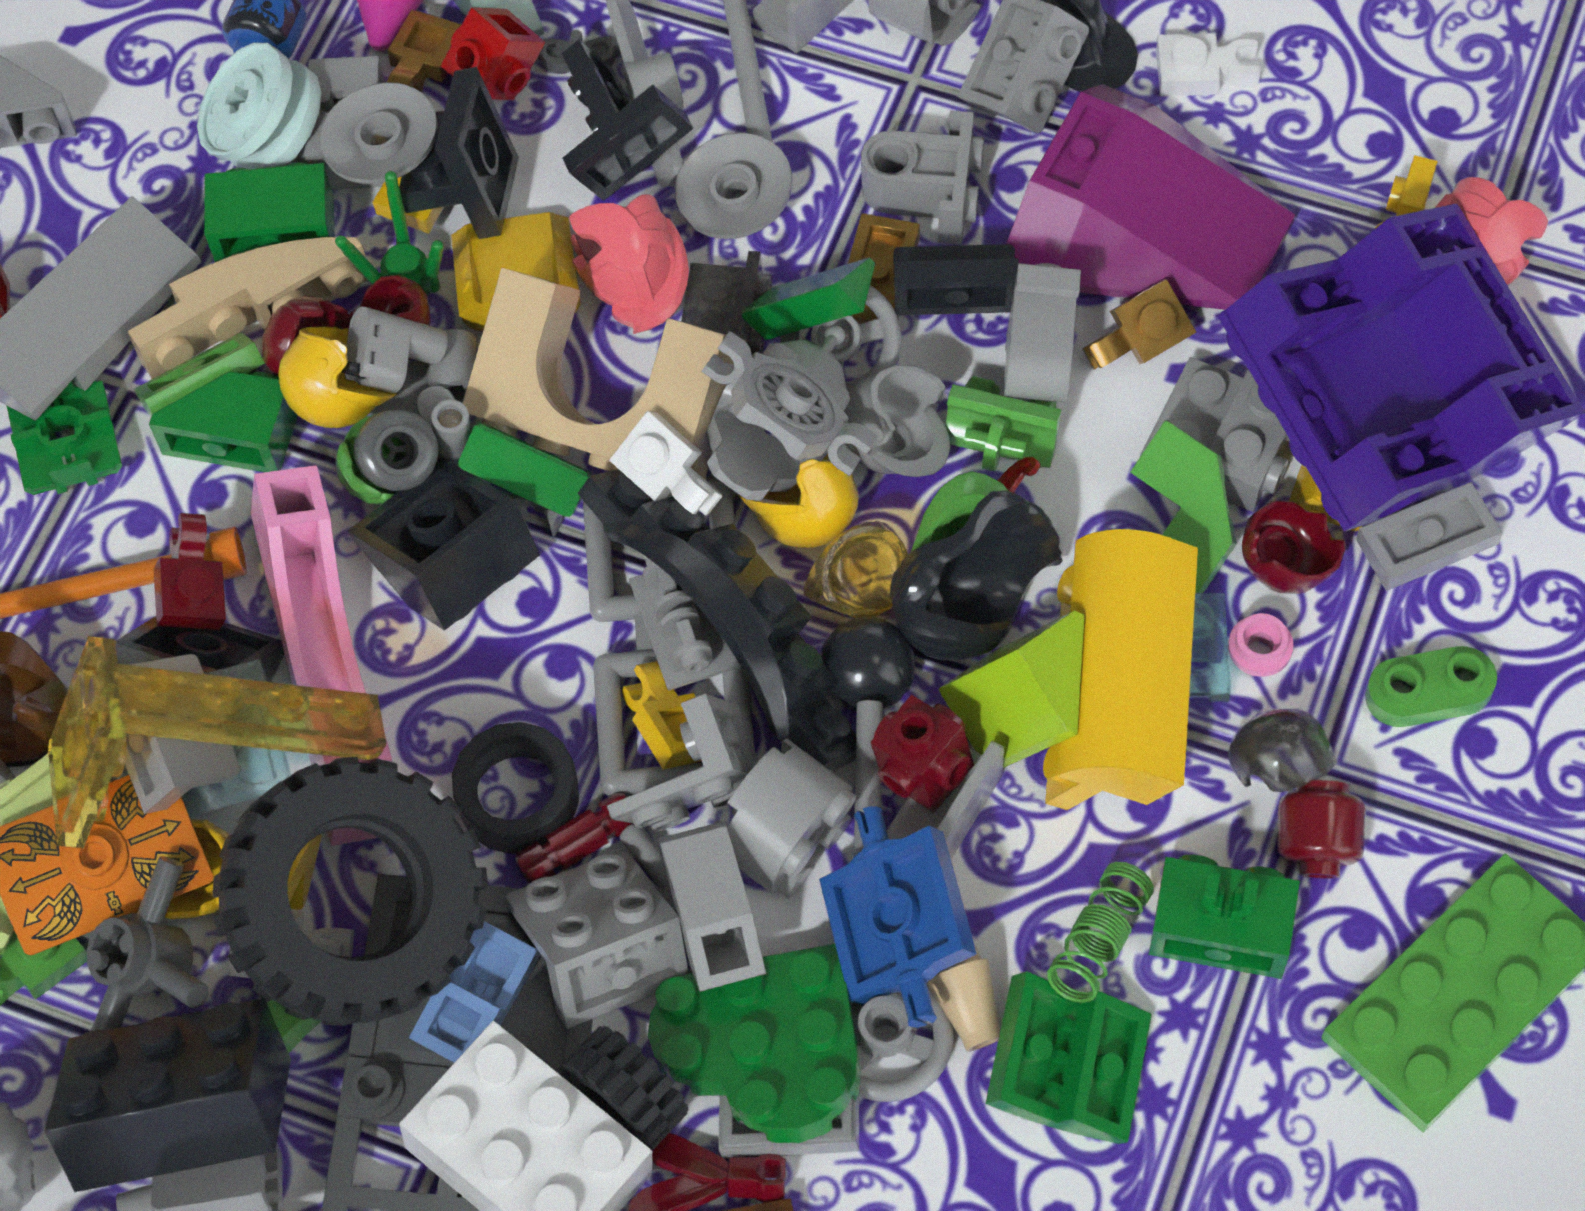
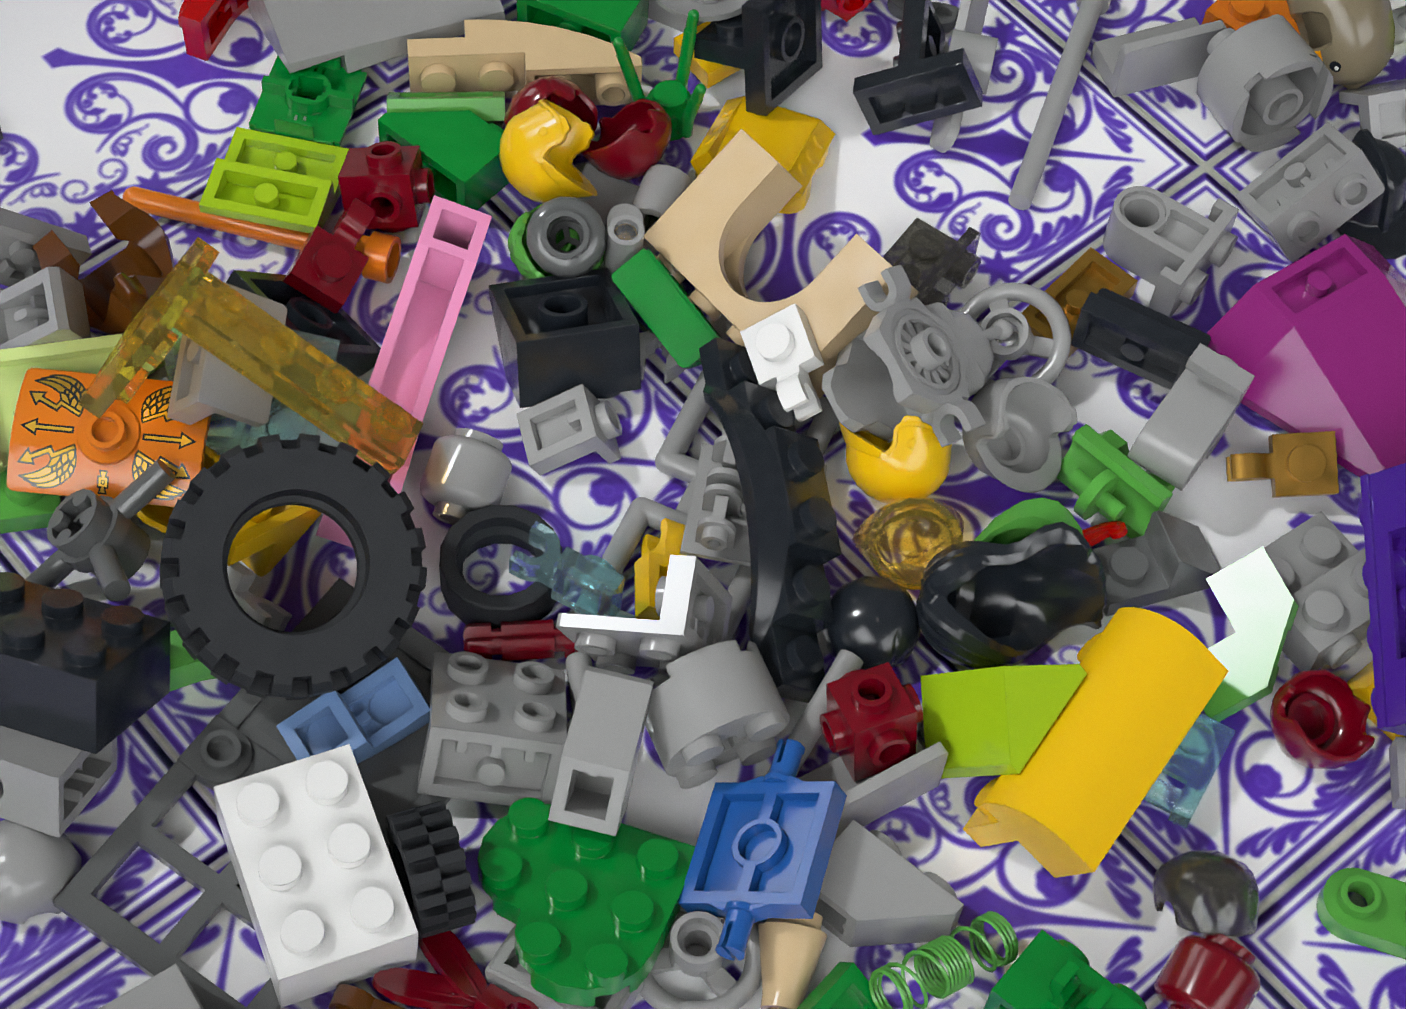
camera: 20 degrees right, 5 degrees down
(84, 531) = (275, 181): none -> lime slope
(194, 480) = (390, 182): none -> dark red brick
(383, 343) = (604, 146): light grey piece -> none
(433, 720) = (464, 474): none -> light grey head
(499, 627) = (569, 429): none -> light grey bracket
(595, 764) = (576, 580): none -> clear light blue plate
(632, 260) = (865, 184): coral helmet -> none
(728, 167) = (991, 172): light grey dish -> none
(811, 300) = (998, 290): green slope -> none
(1016, 898) = (881, 897): none -> light grey slope
(1079, 477) = (1158, 566): none -> dark grey slope
(1263, 629) = (1248, 778): bright pink plate -> none

